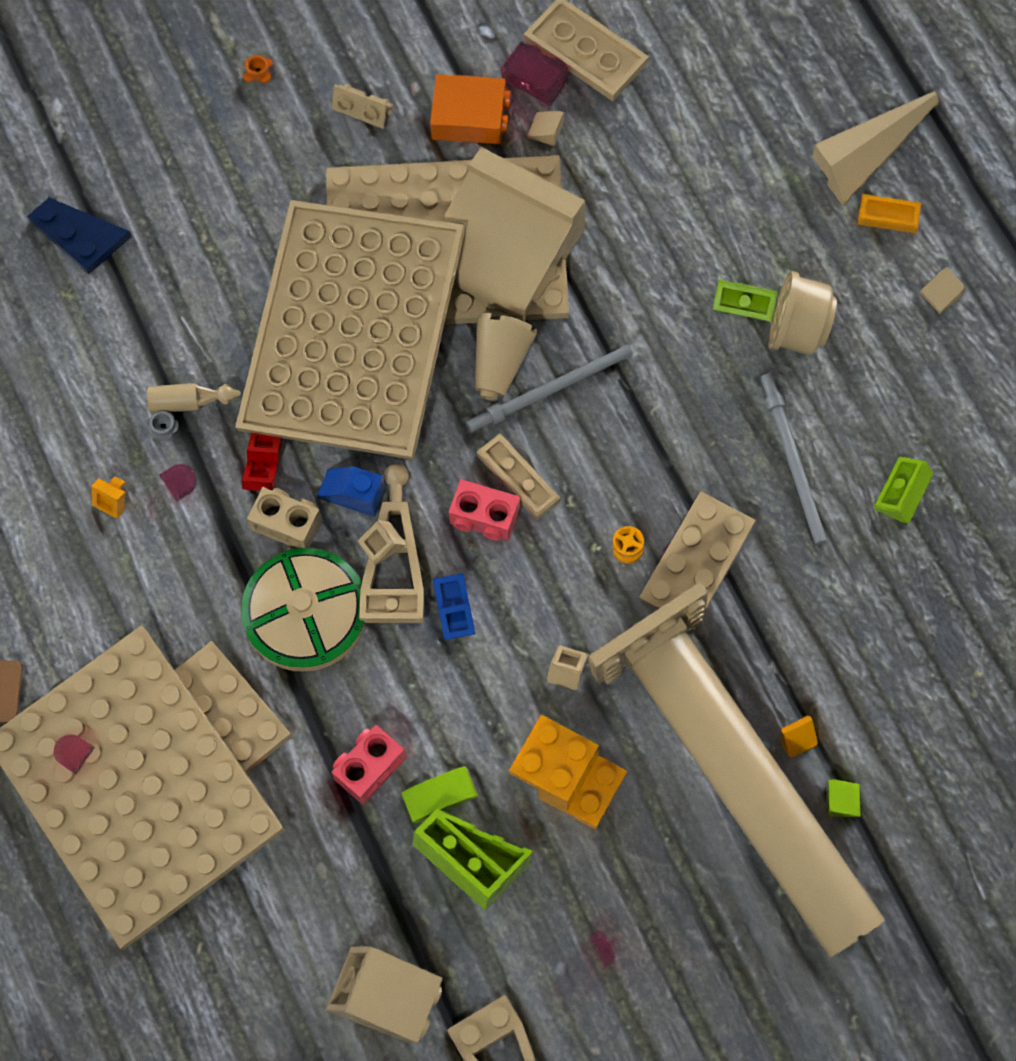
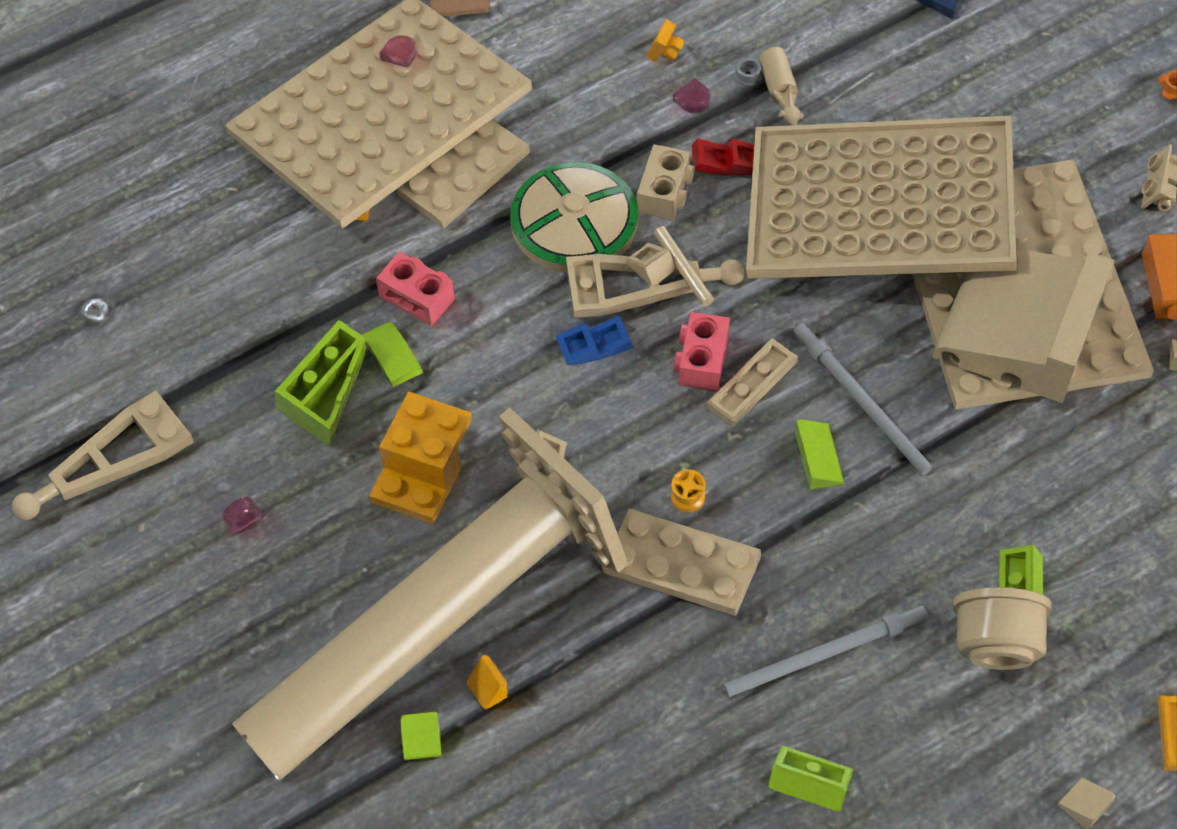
camera: 80 degrees right, 10 degrees down
(353, 489) = (706, 237): blue slope -> none
(385, 994) = (184, 330): tan slope -> none
(390, 513) = (684, 266): none -> tan bar
(499, 353) = (885, 338): tan cone -> none
(603, 434) = (818, 454): none -> lime slope

